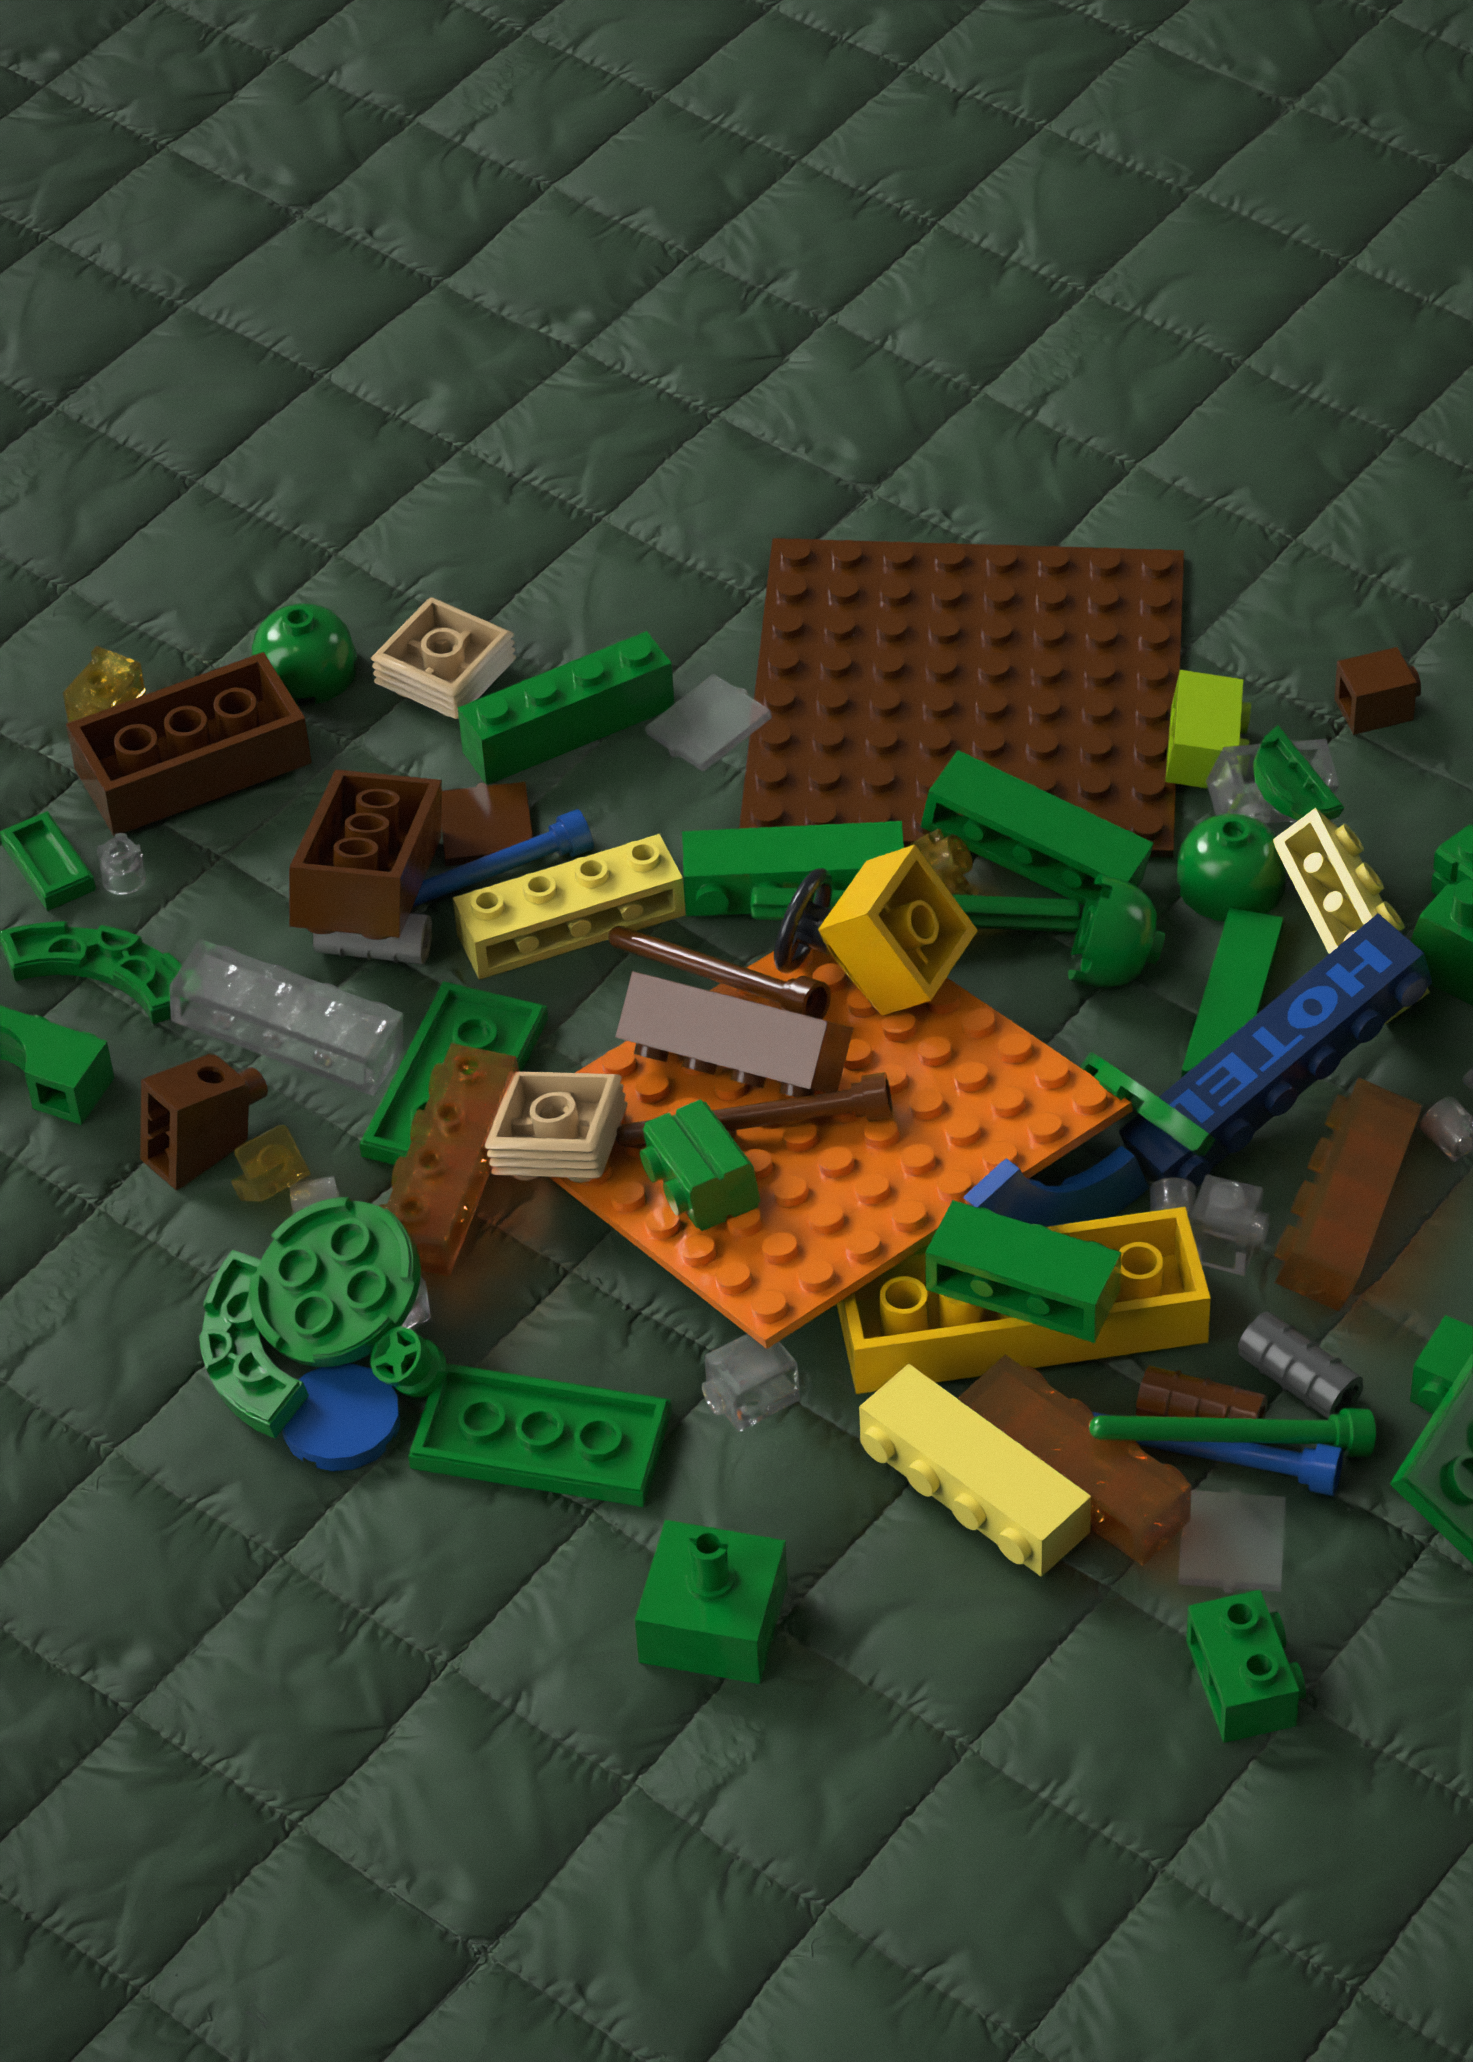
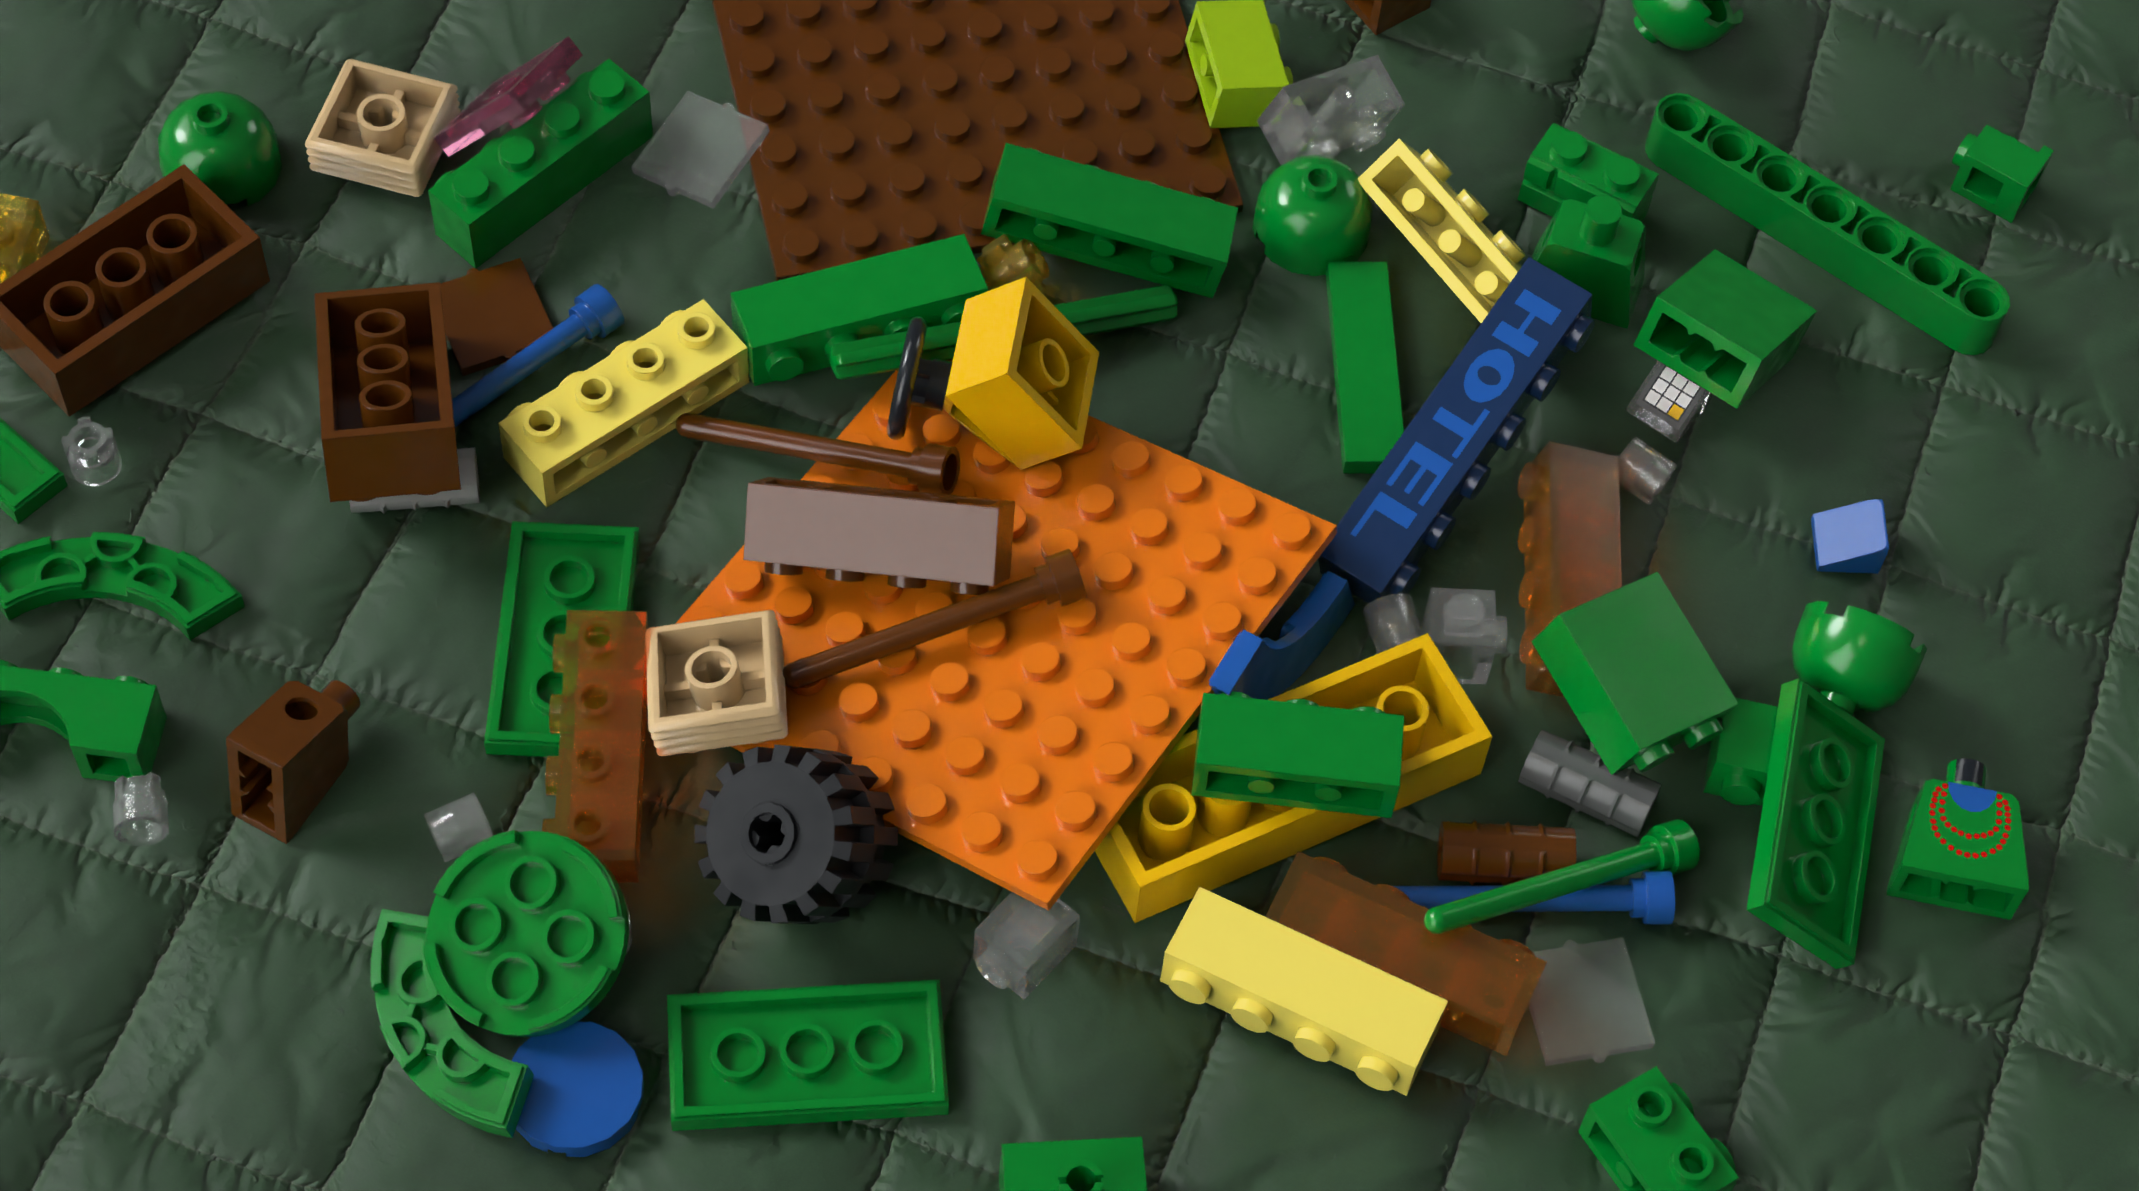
camera: 25 degrees left, 10 degrees up
(66, 1138) = (140, 810): none -> clear hose
(268, 1165) = (398, 803): clear yellow bracket -> none
(286, 1016) = (351, 606): clear brick -> none
(408, 1362) = (623, 1006): green wheel -> none
(554, 647) = (511, 97): none -> clear pink plate
(580, 1252) = (795, 835): none -> black wheel
(699, 1166) = (900, 703): green brick -> none
(1115, 935) = (1225, 320): green cylinder -> none
(1149, 1105) = (1347, 520): green tile -> none
(1290, 781) = (1360, 110): green tile -> none
(1359, 1274) = (1636, 675): none -> green brick

